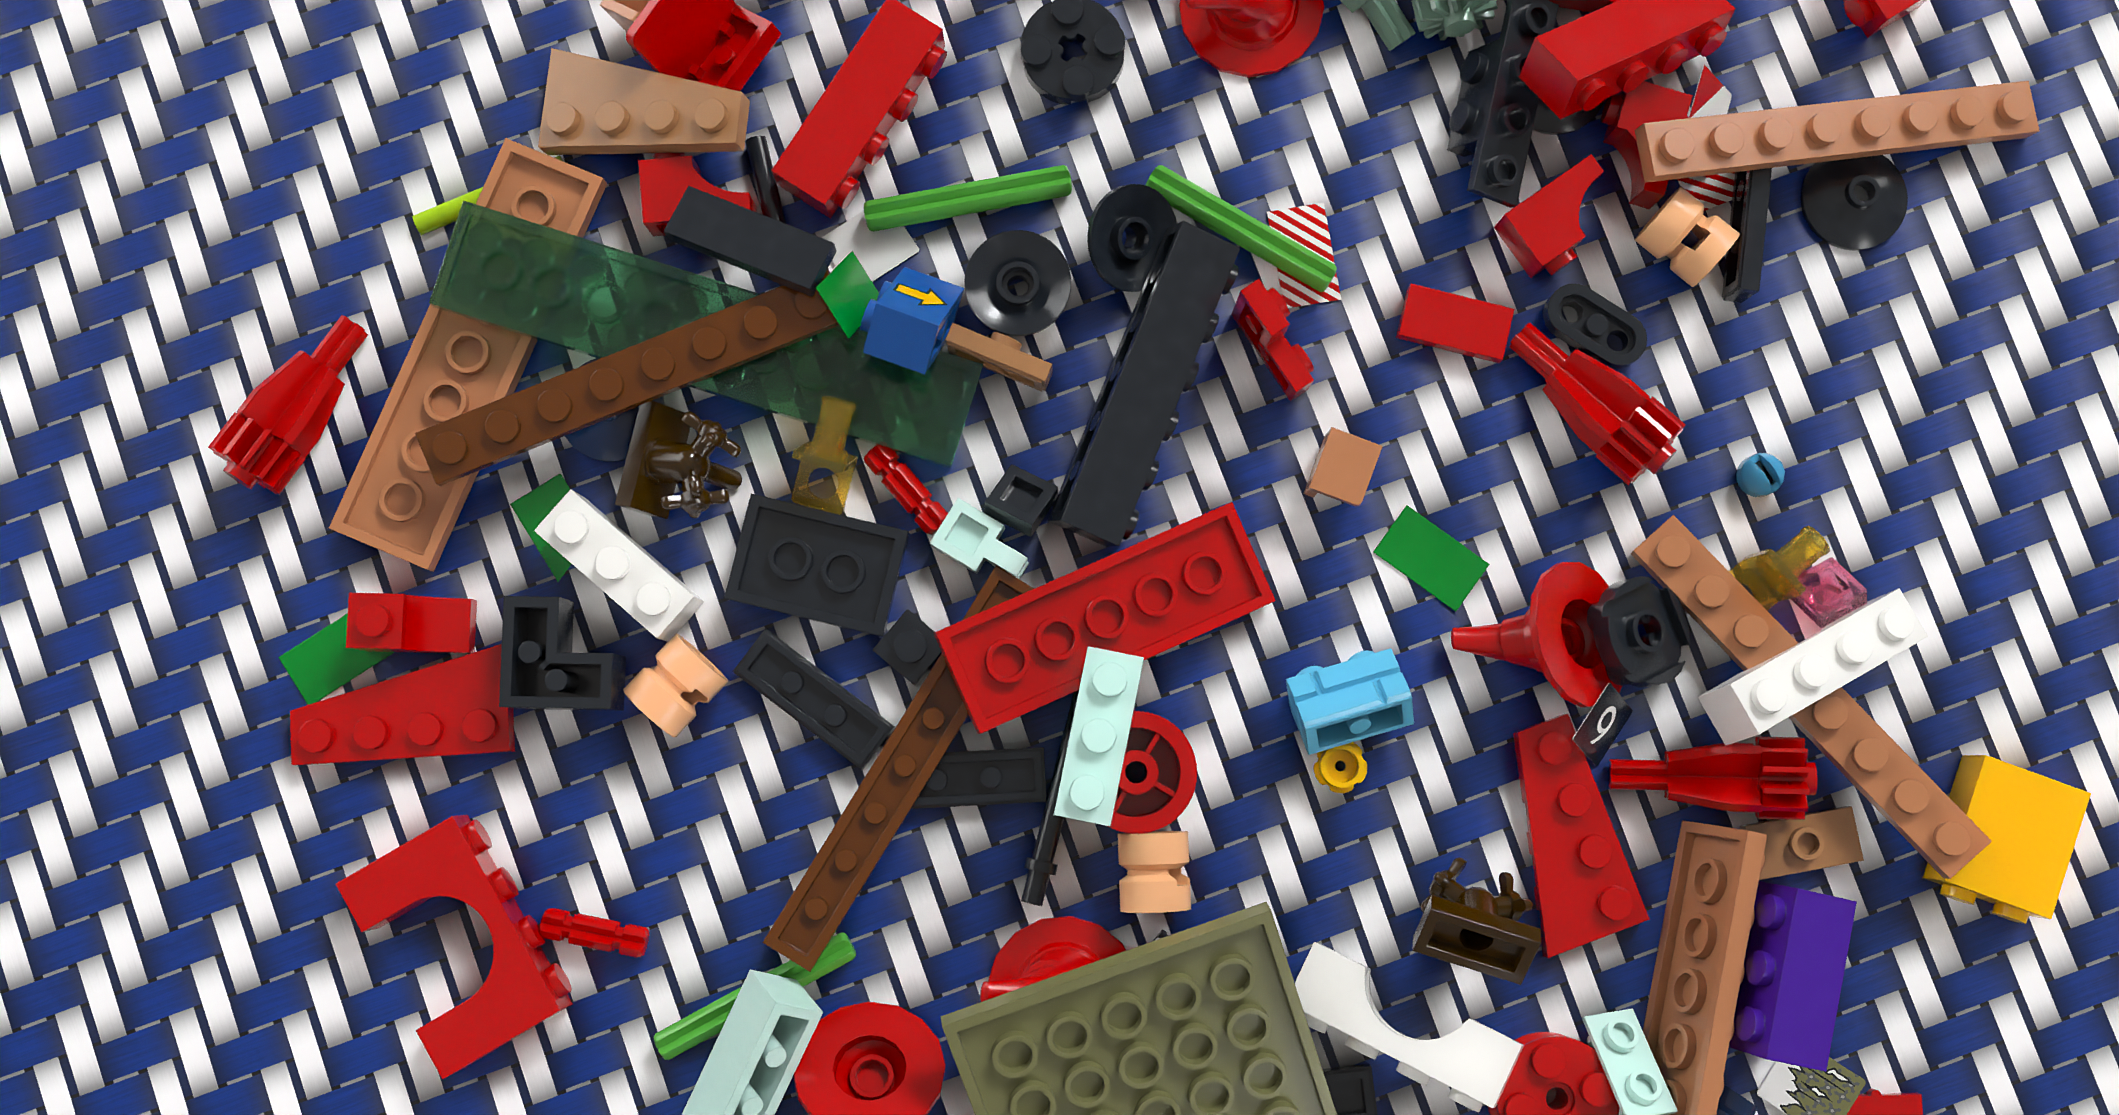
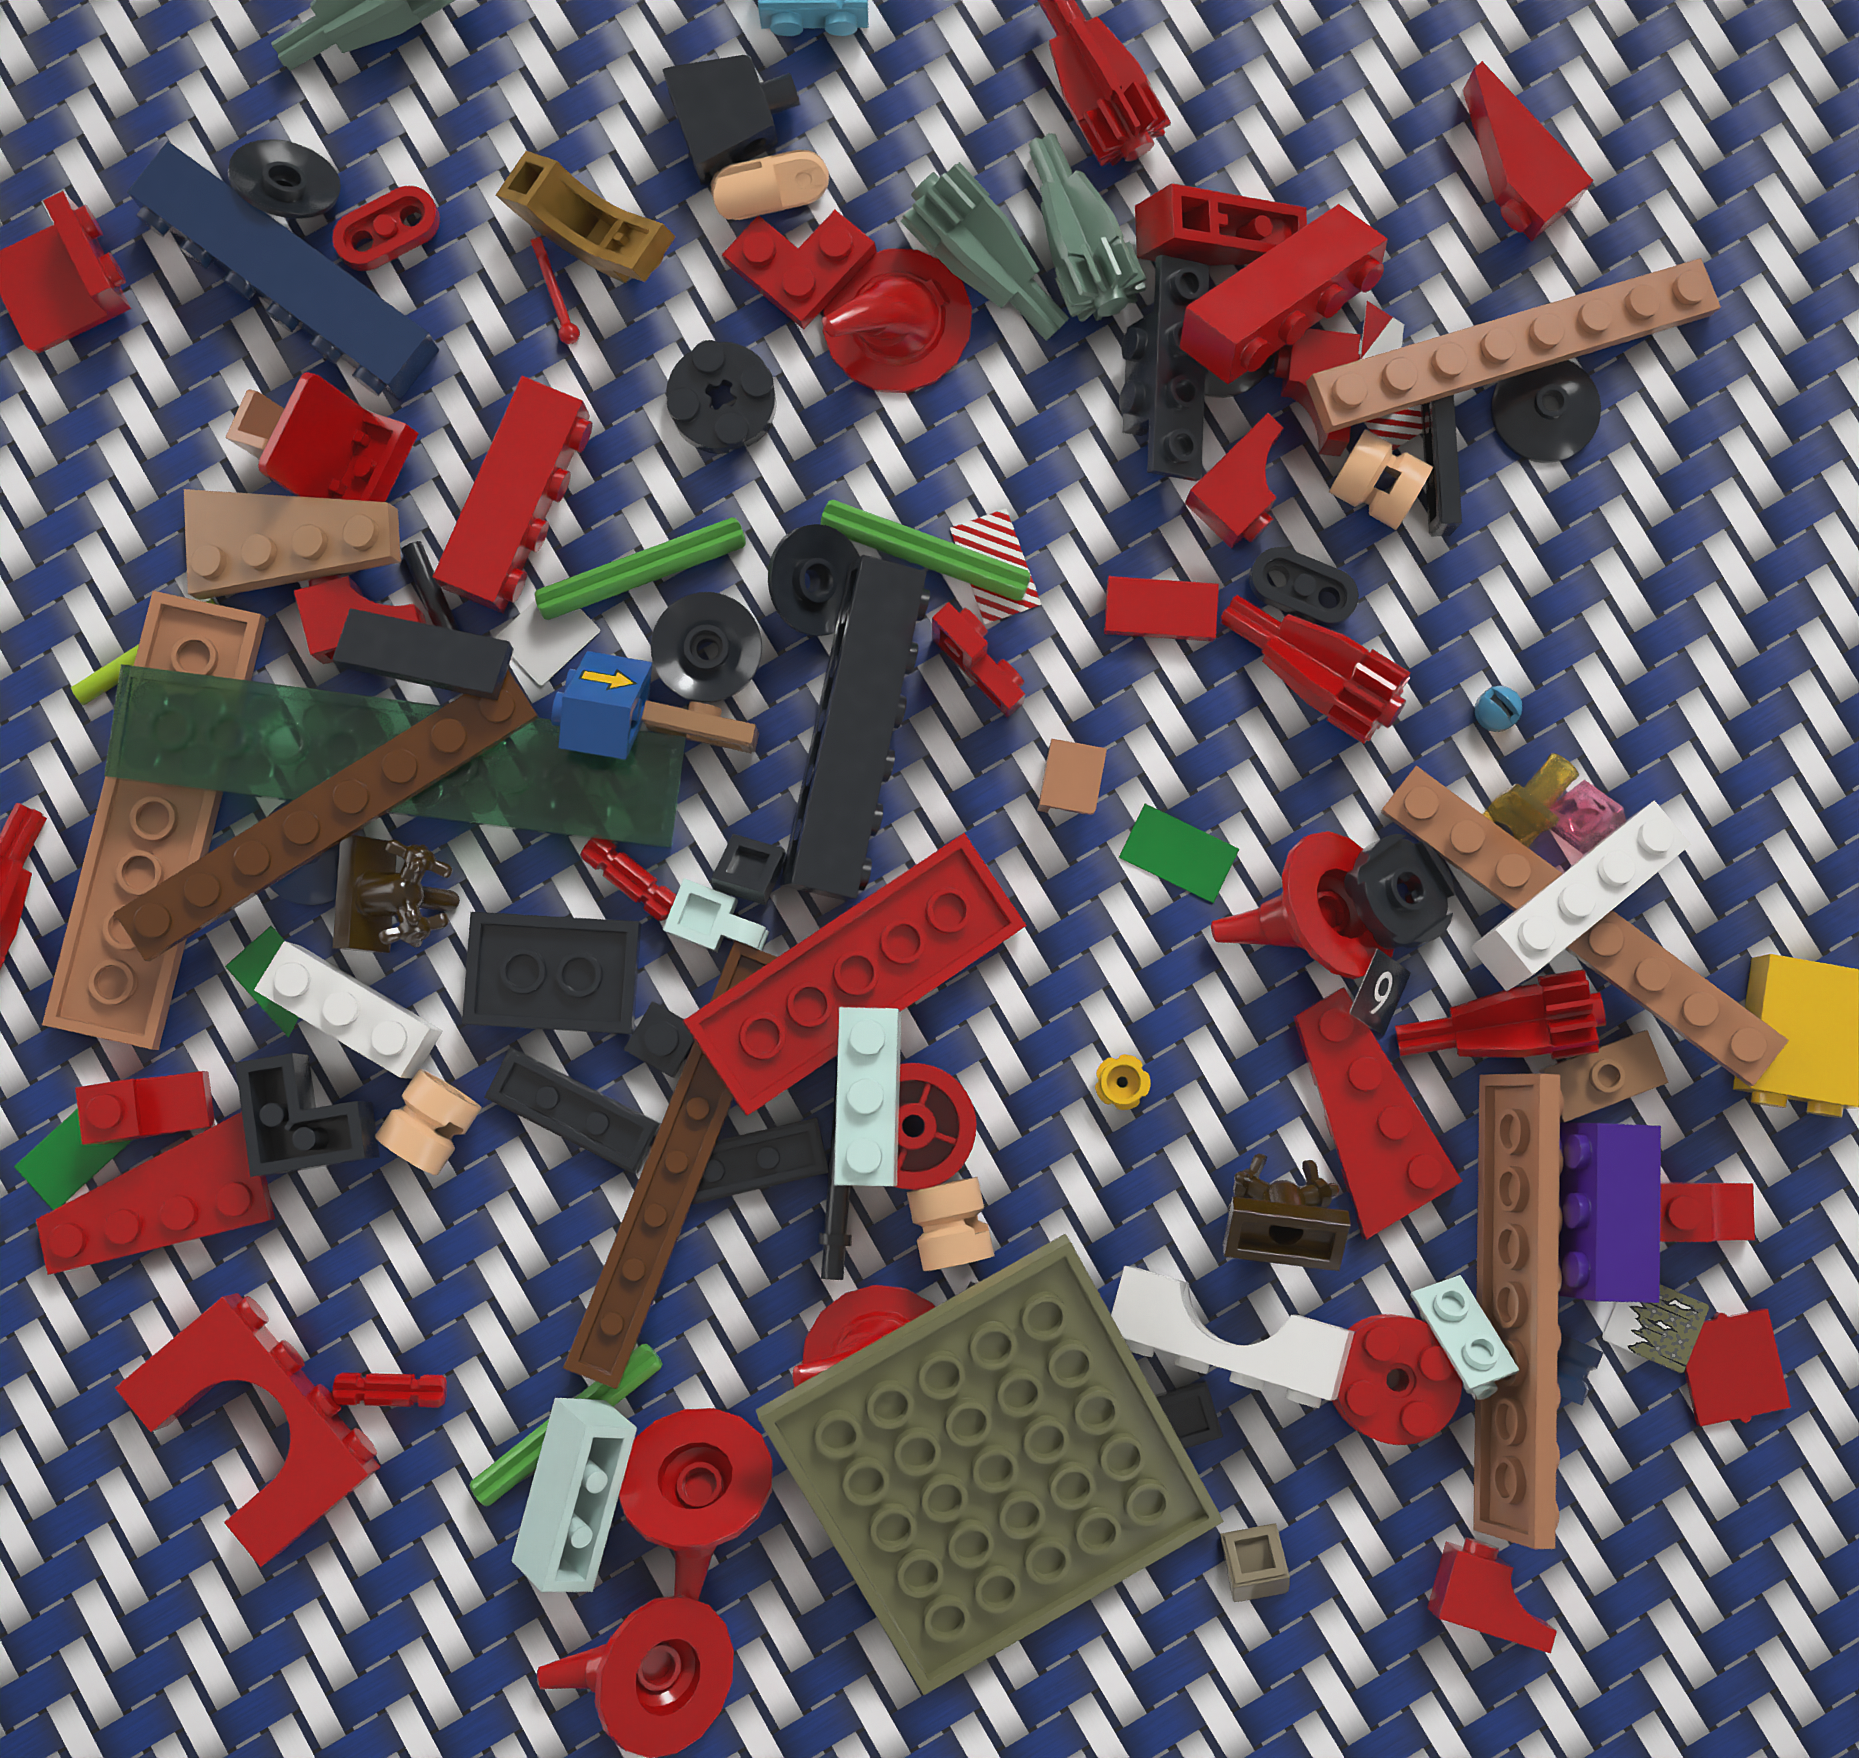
camera: 10 degrees left, 0 degrees up
(829, 453) = (542, 856): clear yellow bracket -> none
(848, 293) = (533, 689): green sticker -> none
(1349, 700) = (1119, 1014): medium azure brick -> none
(1883, 991) = (1706, 1212): none -> red arch

